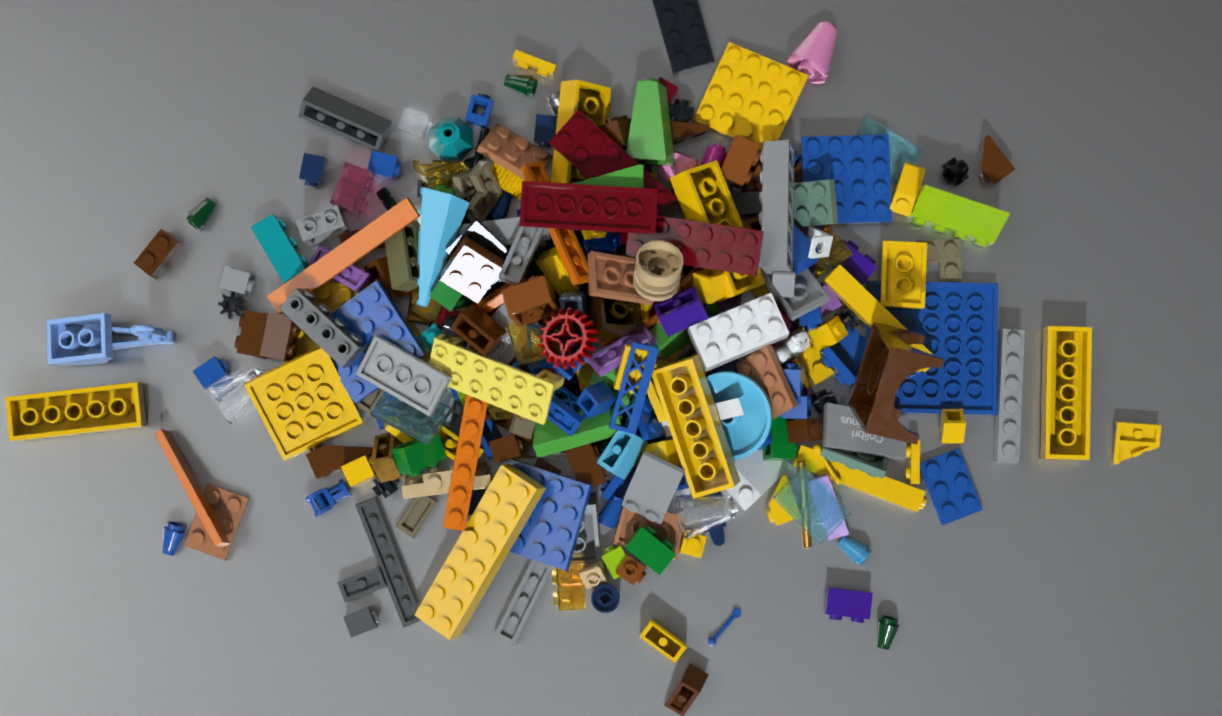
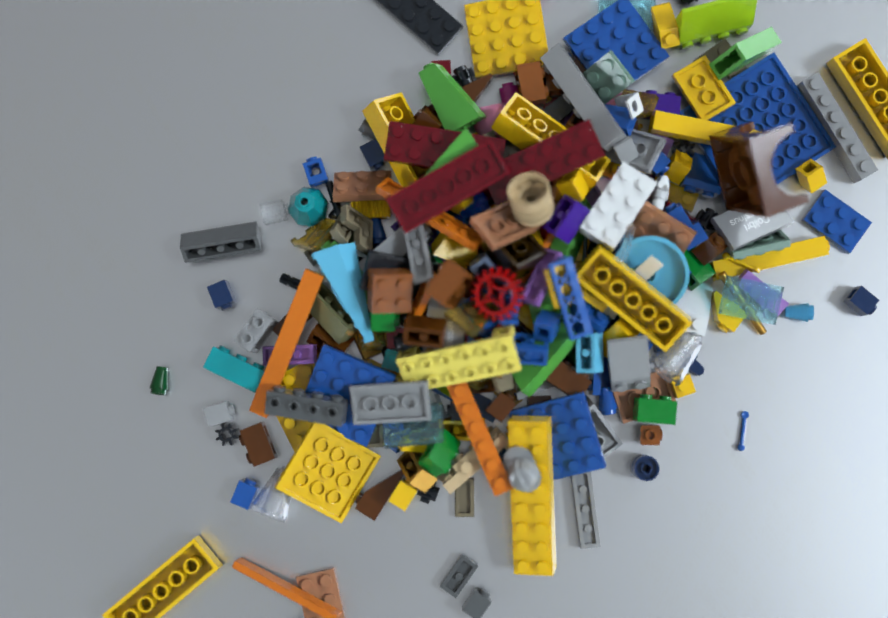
camera: 35 degrees left, 0 degrees up
(89, 339) = (137, 529): light blue slope -> none
(158, 254) = (147, 432): reddish brown brick -> none
(279, 338) = (279, 435): reddish brown brick -> none
(326, 498) = (390, 532): blue connector -> none
(353, 189) = (260, 289): clear pink brick -> none
(384, 165) = (272, 257): blue brick -> none
(389, 560) = (467, 545): dark grey tile -> none
(484, 519) = (521, 469): none -> light grey piece
(522, 84) = (333, 133): dark green cone -> none
(542, 67) = (326, 113): yellow plate -> none
(569, 589) = (614, 478): clear yellow brick -> none
(594, 574) = (625, 455): tan bracket -> none
(613, 558) = (631, 434): lime brick -> none
(663, 640) = (707, 471): yellow brick -> none
(686, 689) = (747, 495): reddish brown slope -> none
(723, 370) = (627, 241): none -> clear piece
(848, 604) = (822, 354): dark purple brick -> none
(886, 631) = (862, 356): dark green cone -> none
(912, 471) = (803, 226): yellow plate -> none
(921, 578) = (861, 301): none -> dark blue brick
(966, 265) = (745, 52): none -> bright green slope

